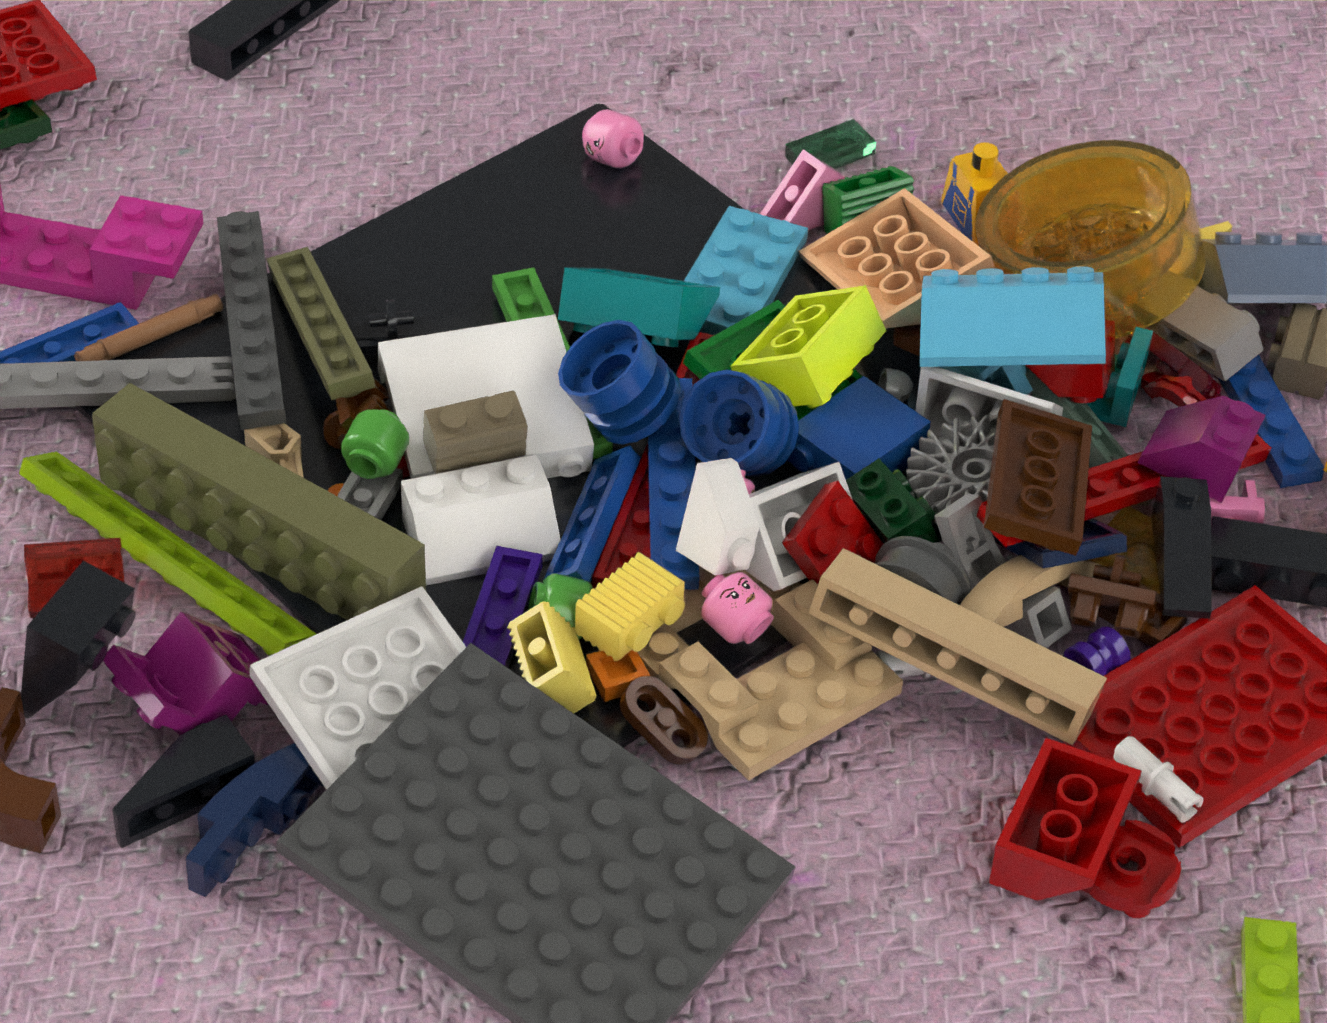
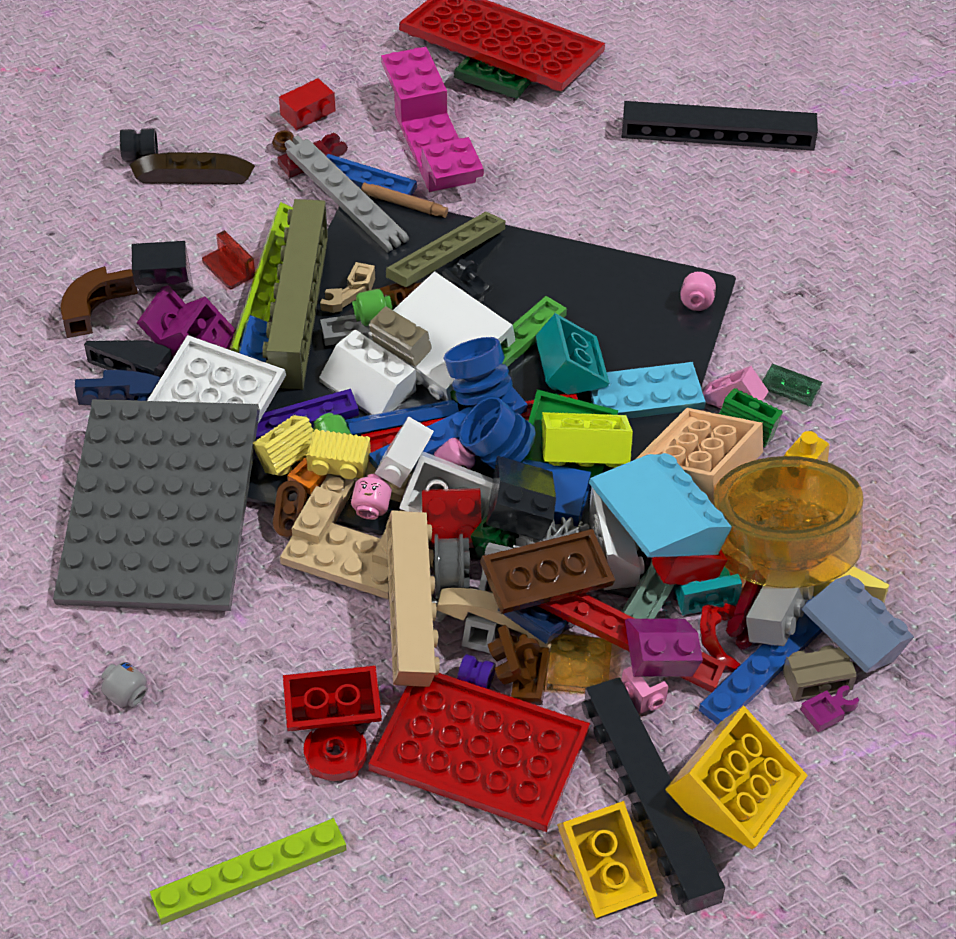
camera: 60 degrees right, 5 degrees up
(250, 321) = (414, 238): dark grey plate -> none
(289, 610) = (254, 338): none -> blue plate
(885, 447) = (521, 498): none -> black slope
(1159, 779) = (391, 732): white axle -> none
(1183, 546) = (584, 667): black slope -> none

